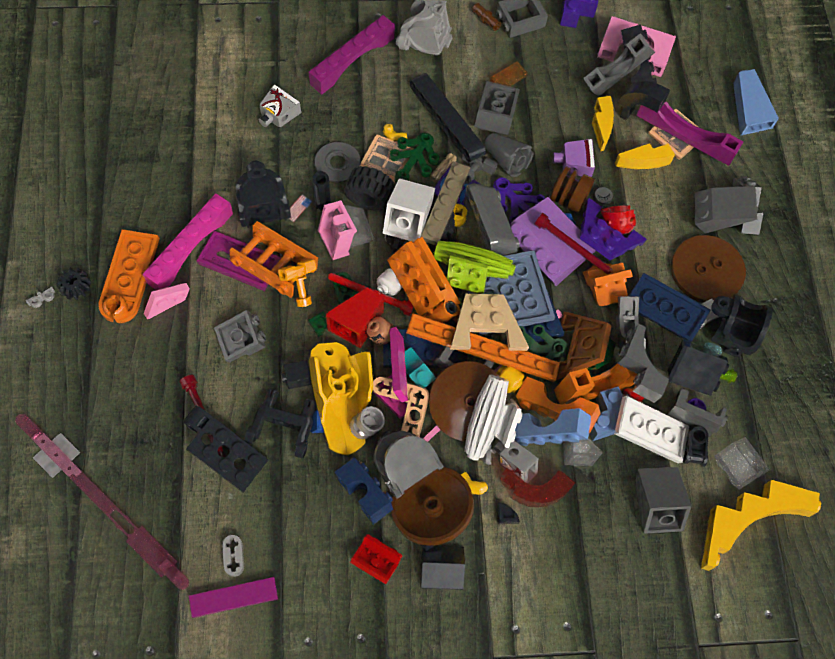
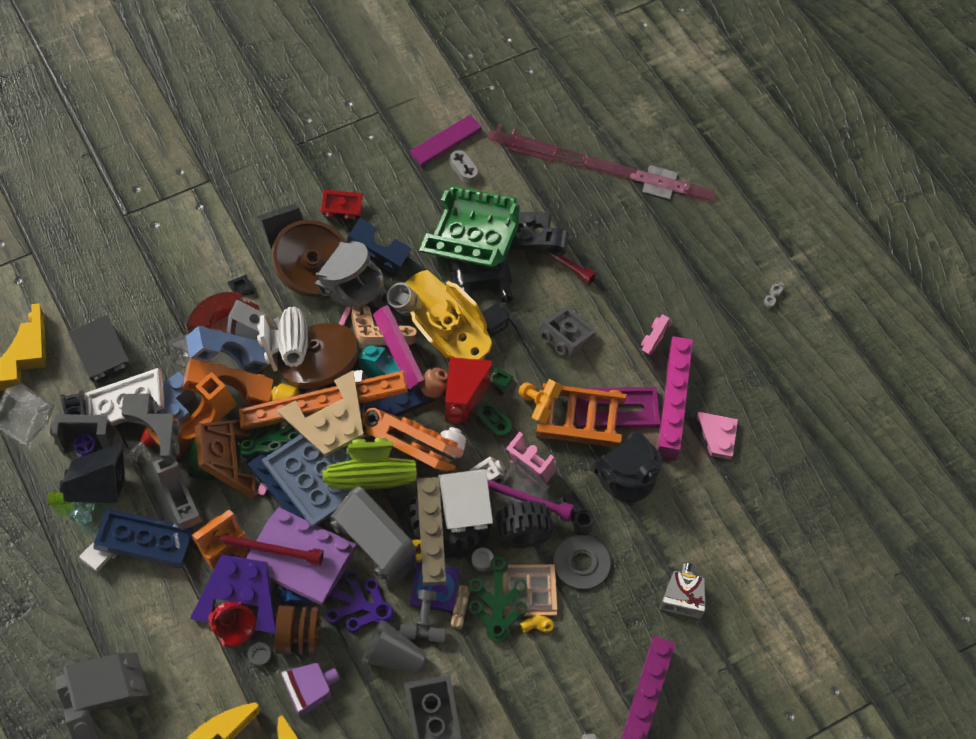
camera: 155 degrees right, 5 degrees down
(73, 283) = (753, 315): black gear -> none
(125, 276) = (711, 346): orange plate -> none
(172, 206) = (719, 434): none -> bright pink wing
(271, 460) = (474, 227): none -> green slope
(298, 207) = (593, 492): sticker -> none
(333, 185) = (564, 511): none -> magenta piece
(372, 249) = (494, 468): none -> white bracket
(405, 306) = (465, 423): red piece -> none
(447, 117) = (486, 665): black beam -> none
(476, 486) = (285, 294): yellow arm -> none
(708, 268) = (107, 615): reddish brown plate -> none
(741, 324) = (54, 549): black animal -> none

